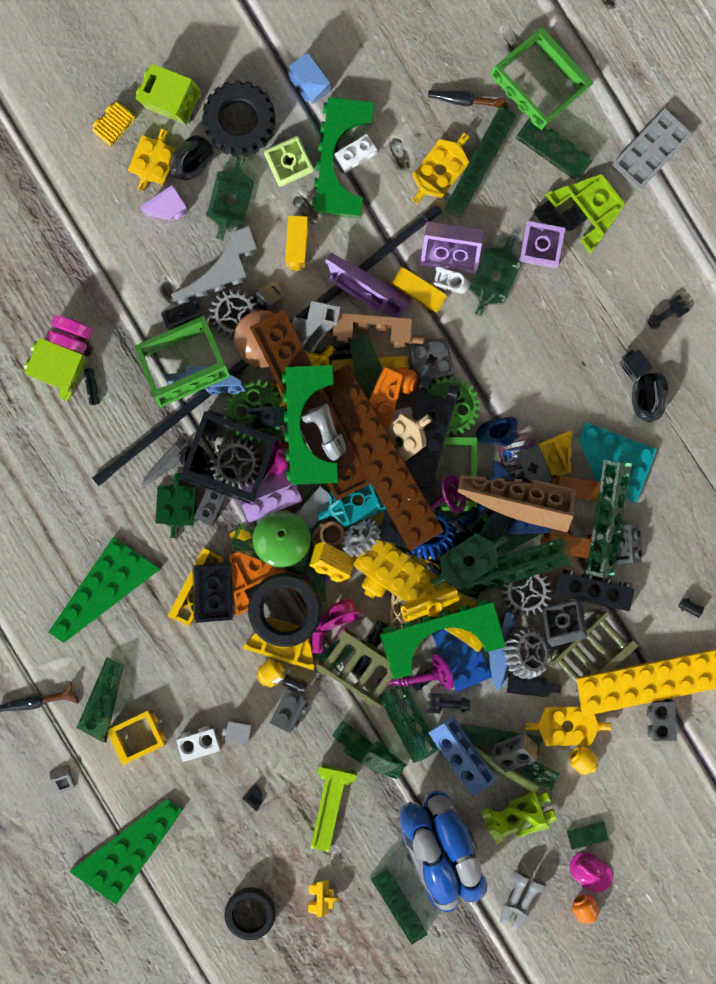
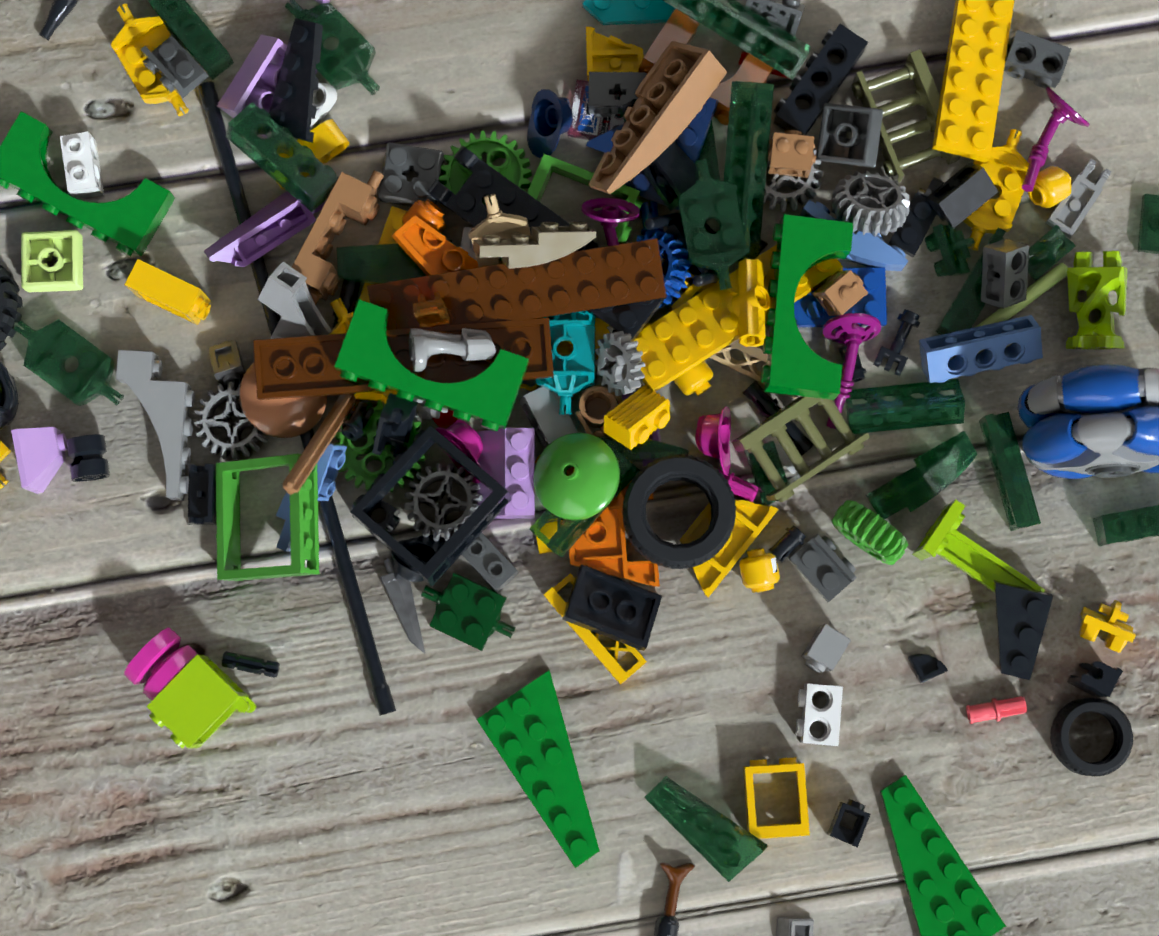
camera: 65 degrees left, 5 degrees down
(132, 786) = (841, 833): none -> black window
(176, 235) = (88, 458): none -> black wheel
(236, 375) = (319, 443): none -> medium nougat axle
(244, 850) = (996, 709): none -> coral axle
(262, 391) = (353, 427): none -> black pin
(285, 905) = (1097, 681): none -> black hinge
(300, 845) = (1021, 625): none -> black wing
(320, 731) = (870, 532): none -> bright green gear
(343, 411) = (431, 312): none -> clear orange tile
(393, 803) = (1009, 471): none -> clear green fence
(398, 283) = (286, 171): none -> clear green brick
(413, 464) = (544, 246): none -> slope
(440, 187) = (175, 66): none -> dark grey bracket
(458, 266) = (297, 80): none -> black wing
(461, 656) = (840, 292): none -> medium nougat head
(519, 714) = (953, 250): none -> clear green hips
(536, 591) = (791, 154): none -> medium nougat head
(554, 707) = (962, 194): none -> black hinge
(587, 783) = (1074, 208): none -> light grey hinge
(634, 750) = (1039, 151): none -> magenta dish

